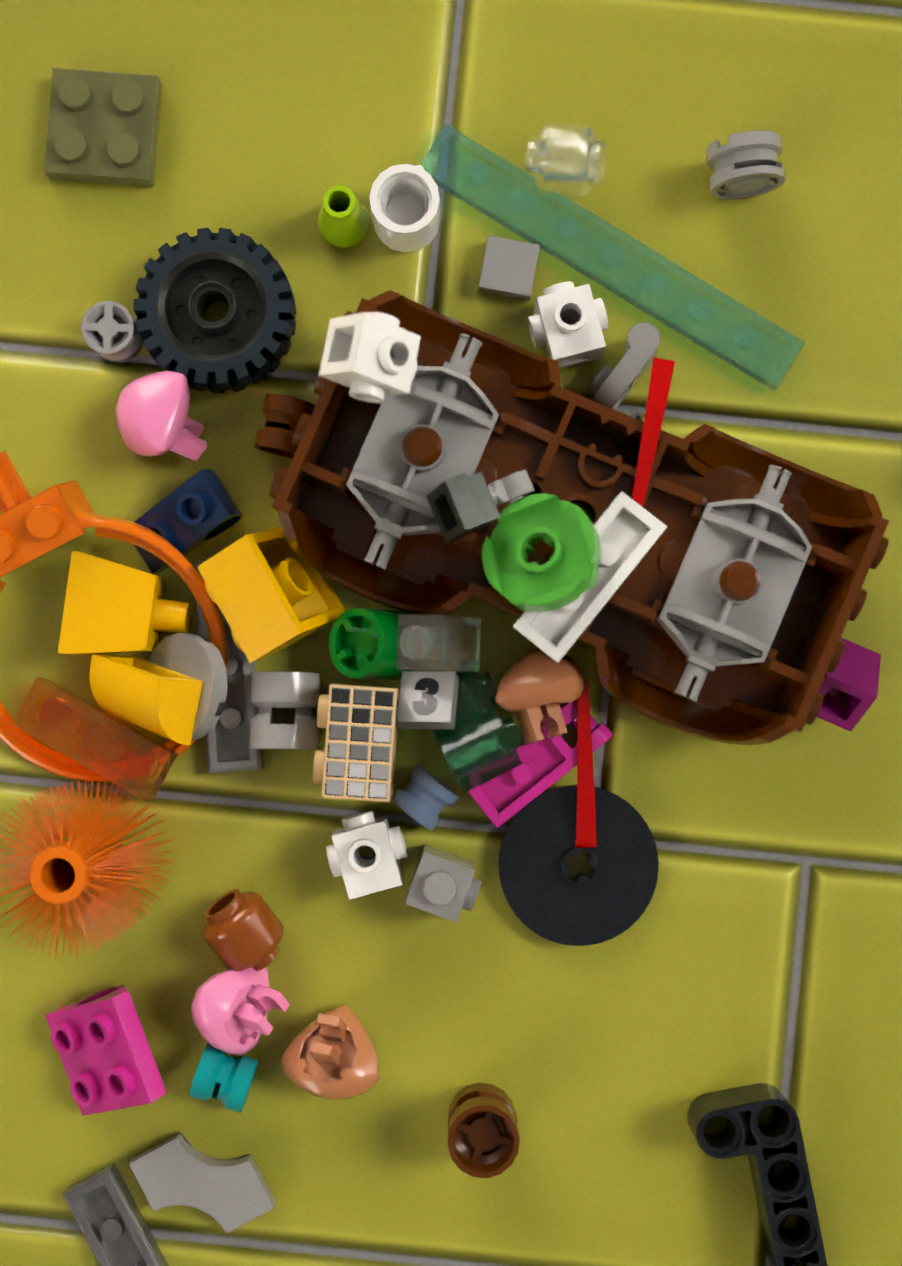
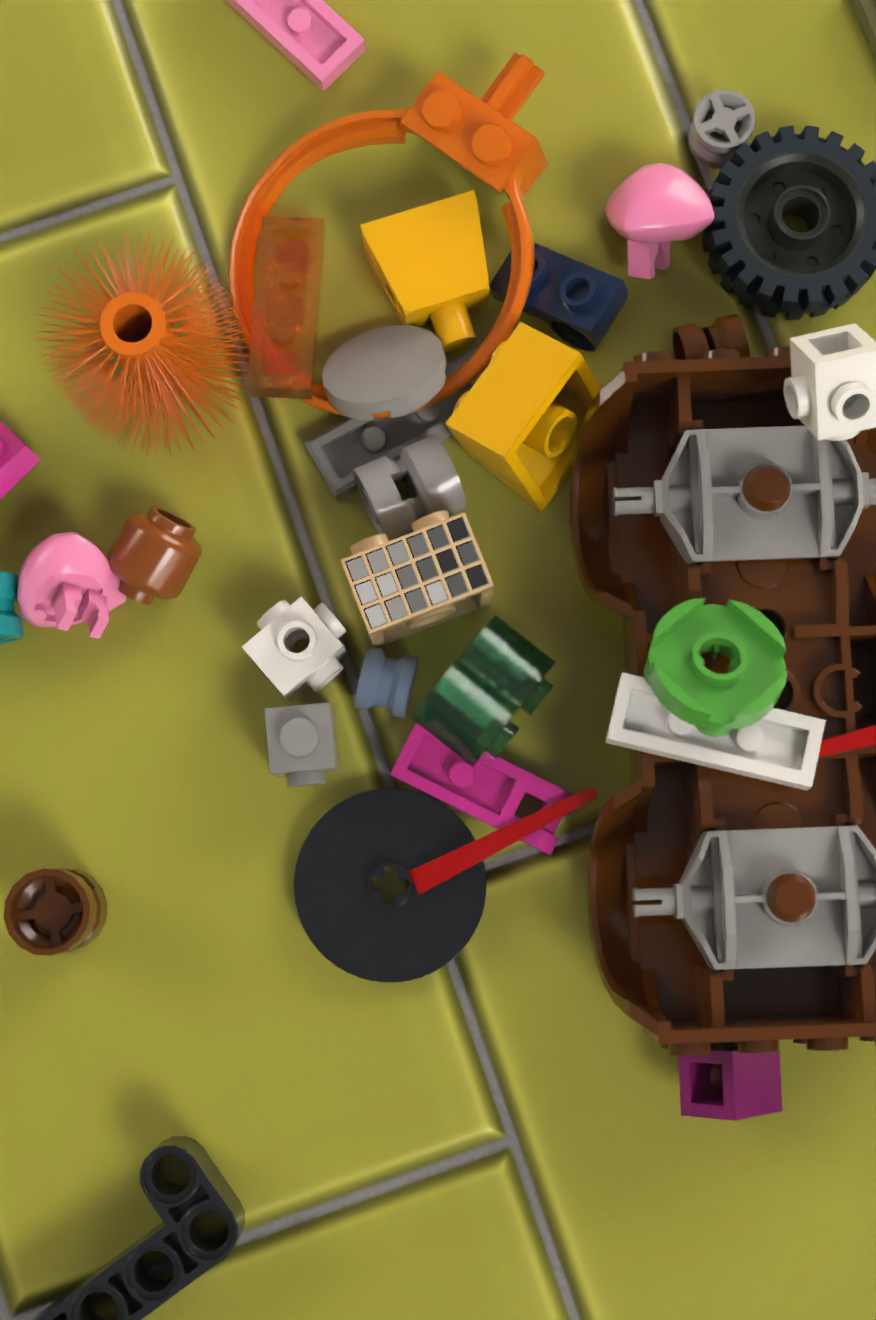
camera: 70 degrees right, 5 degrees down
(146, 695) = (358, 335): yellow brick -> none
(332, 1057) = (63, 712): nougat piece -> none
(366, 644) = (527, 550): green piece -> none
(427, 700) = (494, 631): light grey tile -> none
(438, 643) = (561, 613): clear brick -> none
(470, 504) = (729, 564): pearl dark grey piece -> none
(536, 689) = (561, 746): nougat piece -> none

